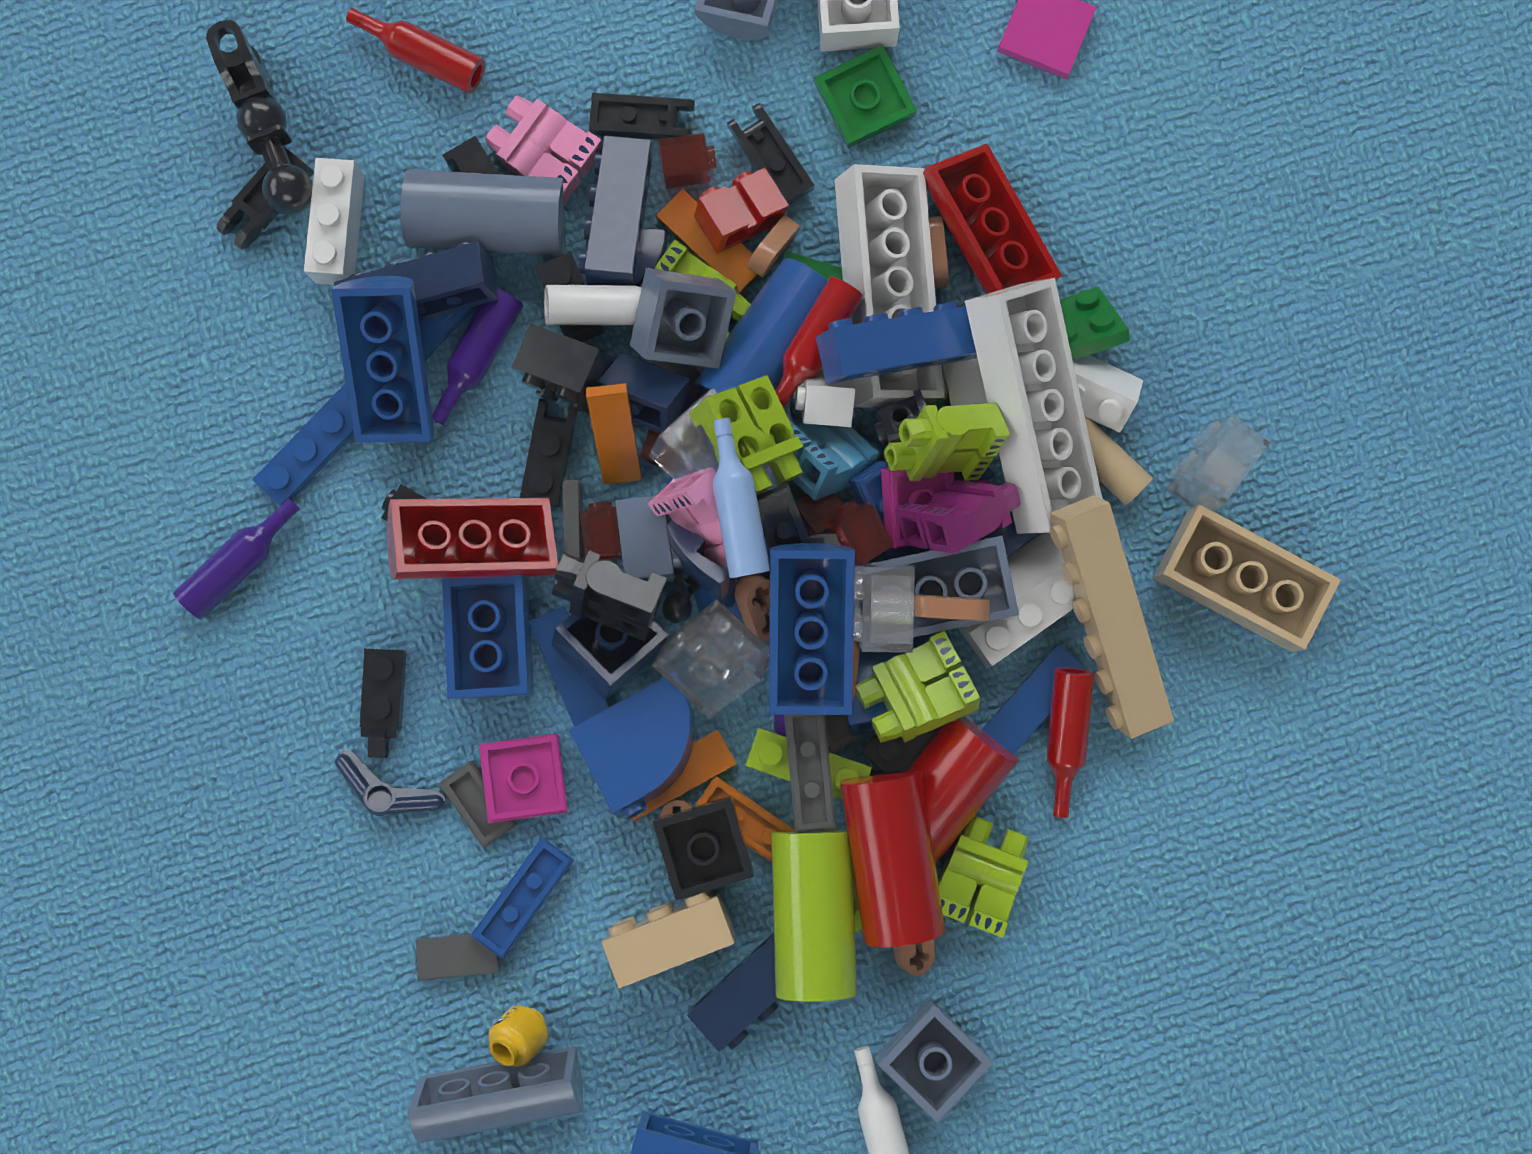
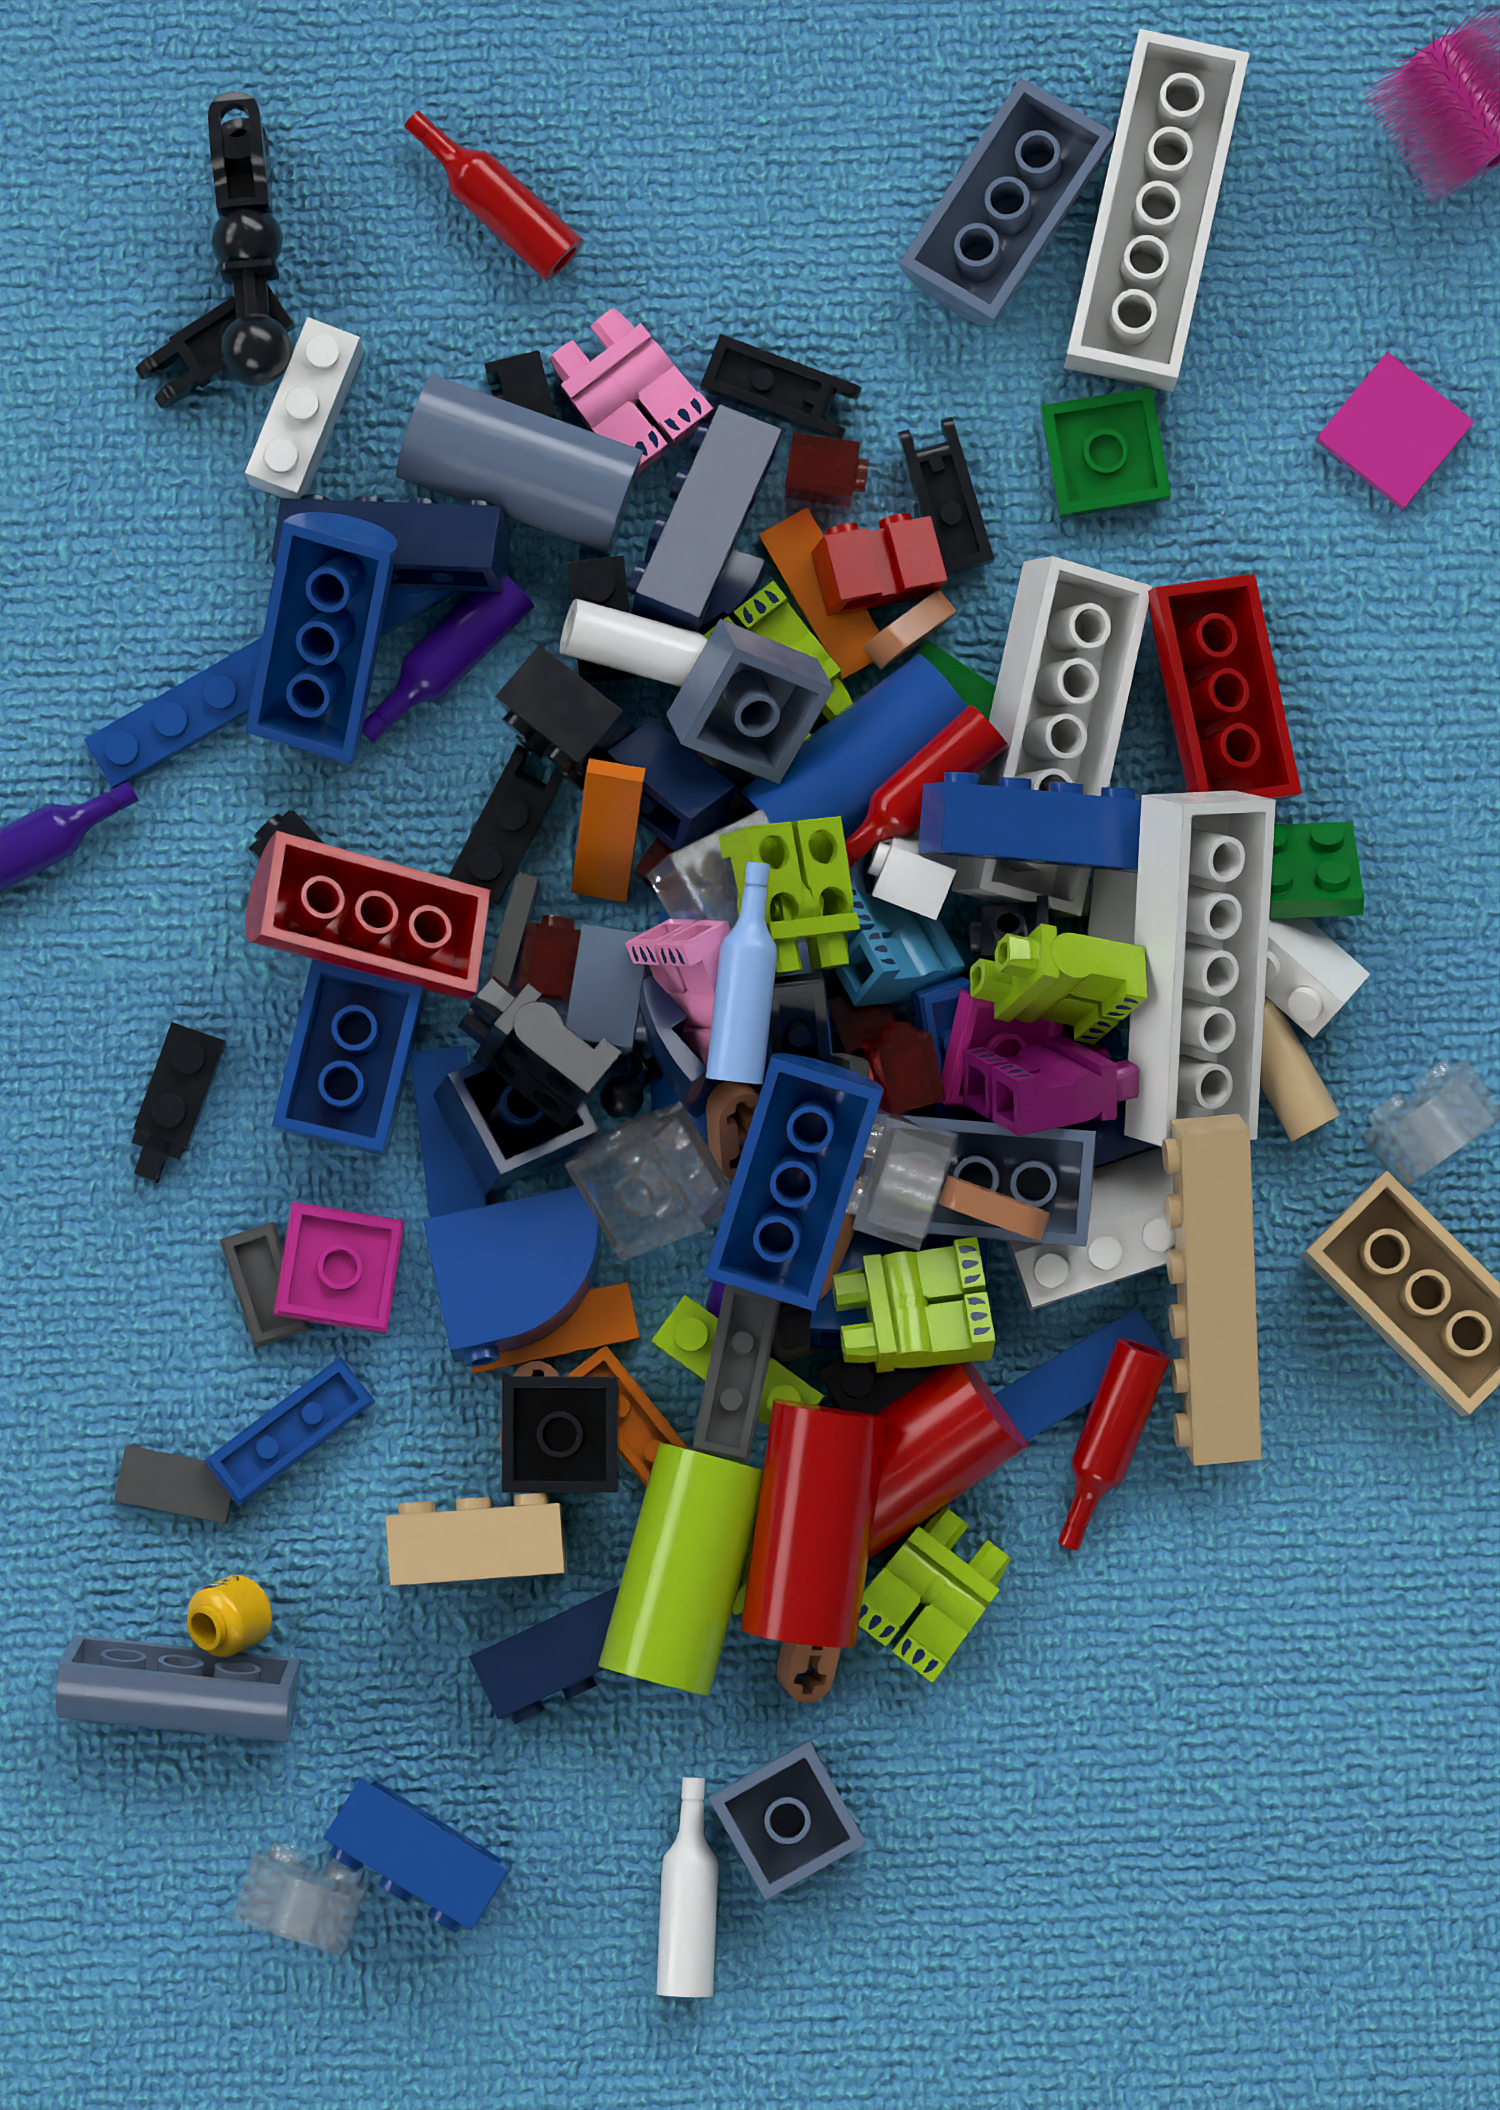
camera: 15 degrees right, 0 degrees up
(381, 797) = (135, 1234): dark blue piece -> none
(939, 254) = (1137, 706): nougat beam -> none

